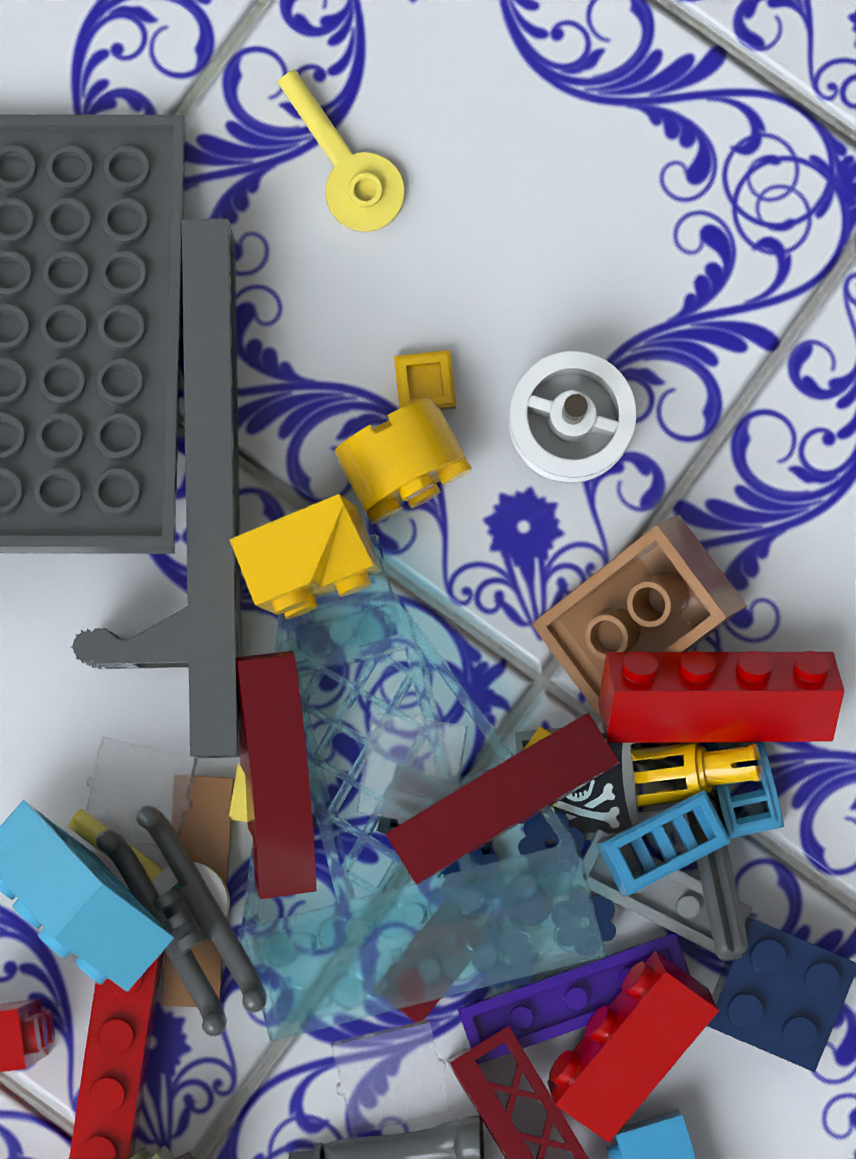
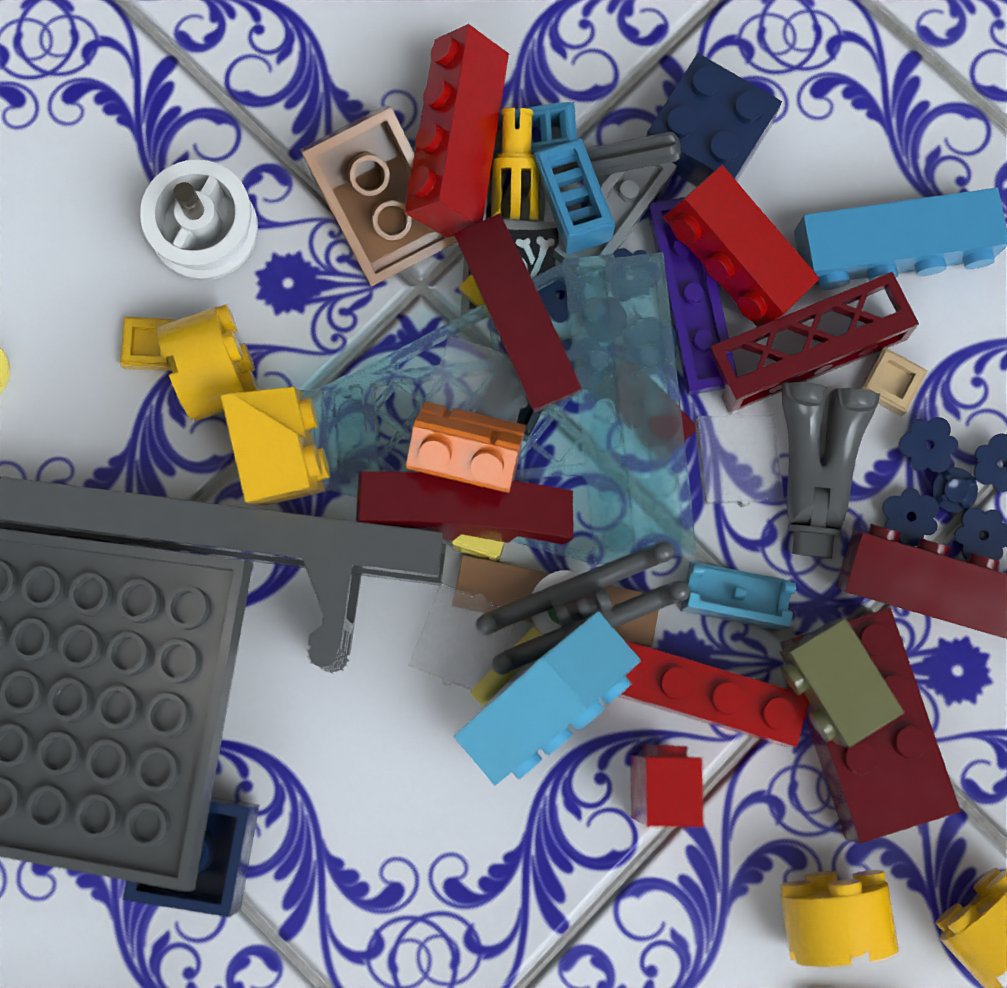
camera: 85 degrees left, 5 degrees down
(232, 1095) = (738, 596): none -> medium azure hinge
(338, 765) = (465, 446): none -> orange brick

